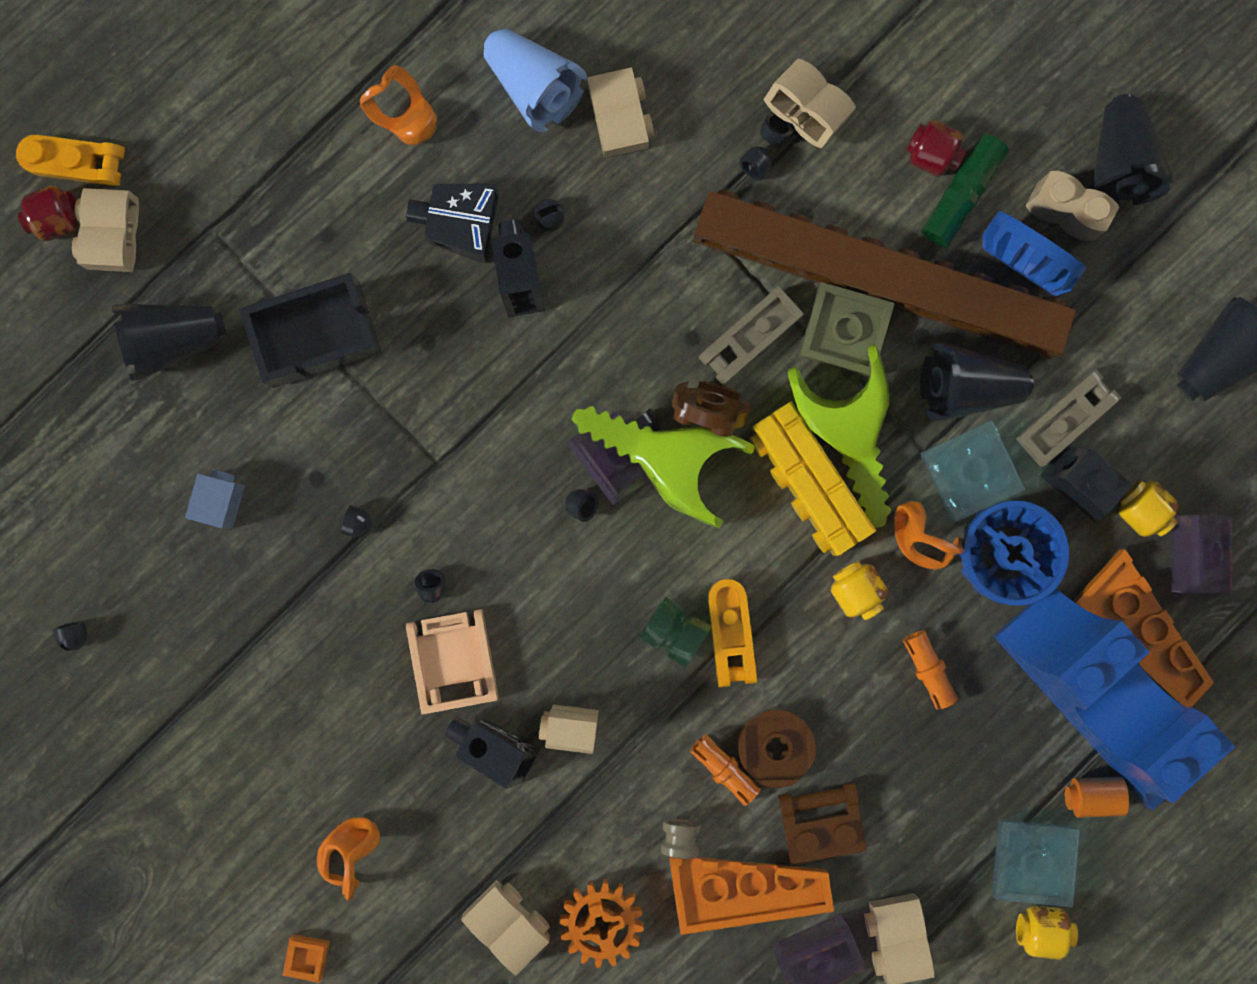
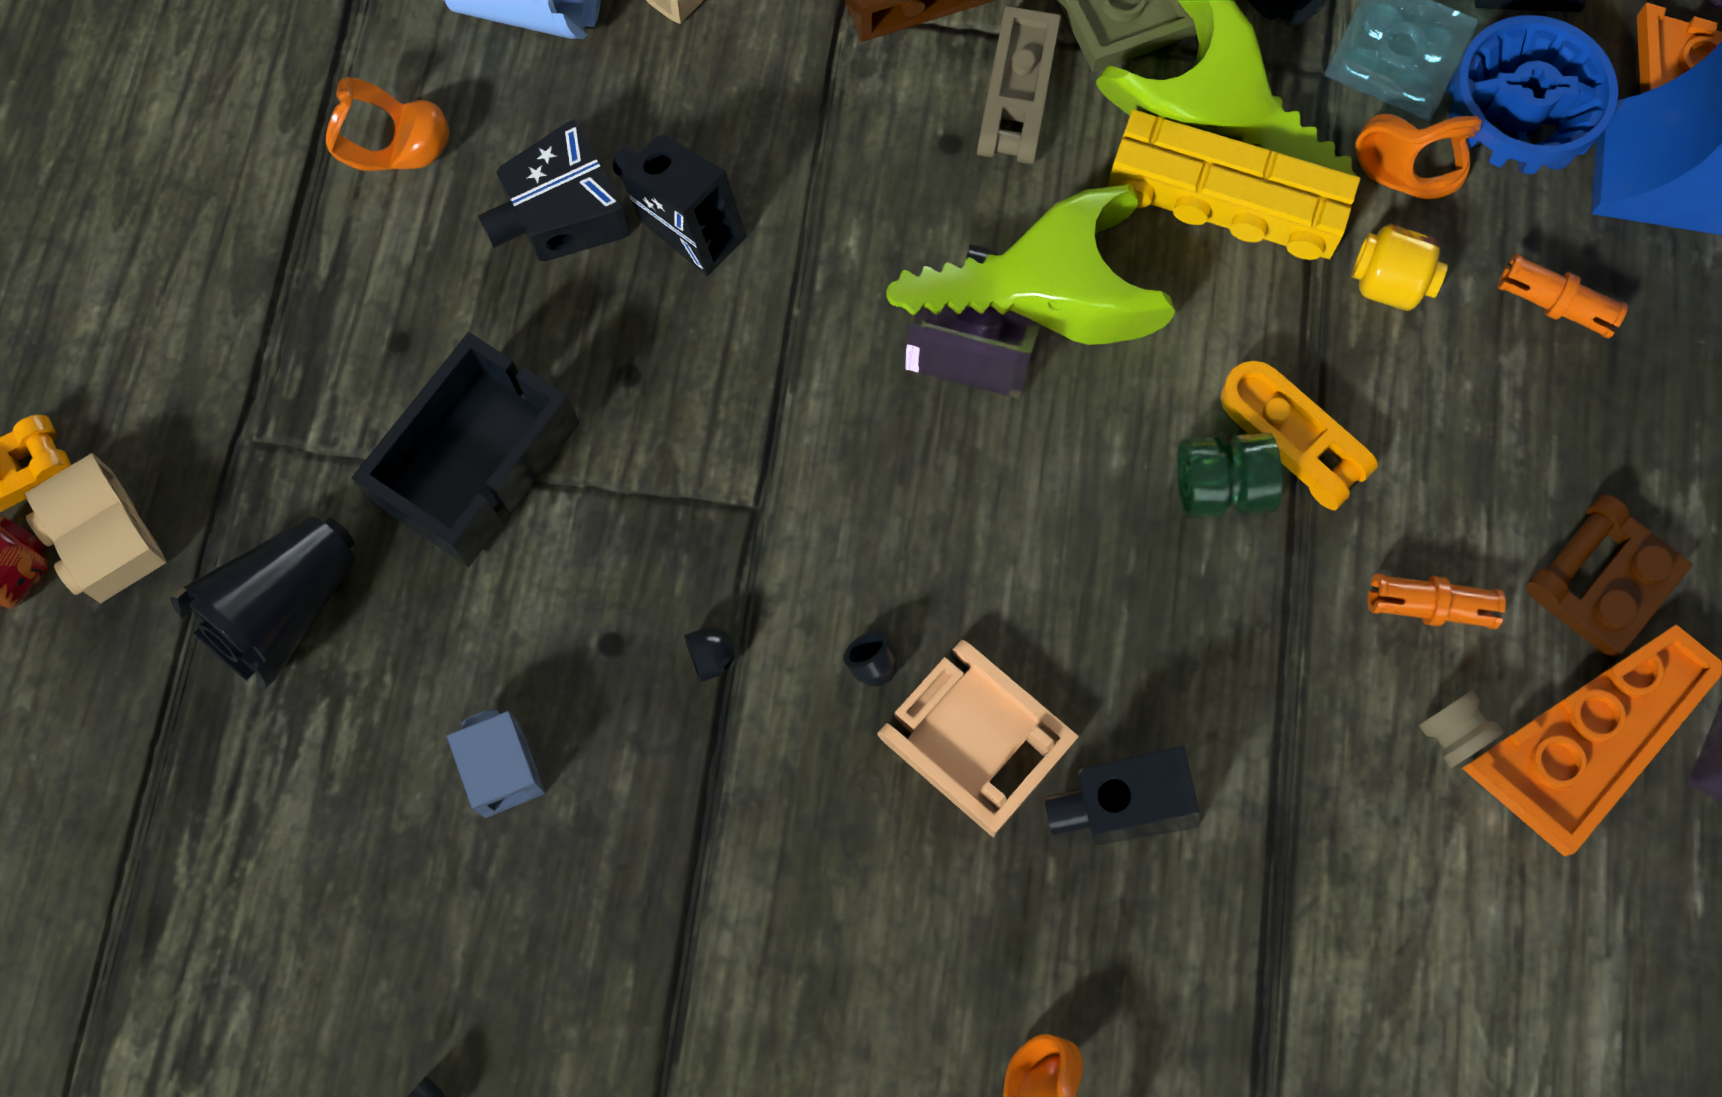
camera: 40 degrees left, 15 degrees down
(506, 926) = (1346, 1031): tan brick -> none
(552, 221) = (673, 125): black hinge -> none
(569, 728) = (1209, 685): tan brick -> none
(581, 504) = (980, 416): black hinge -> none
(616, 917) = (1481, 900): orange gear -> none
(710, 407) = (1055, 174): reddish brown plate -> none
(792, 762) = (1451, 554): reddish brown plate -> none

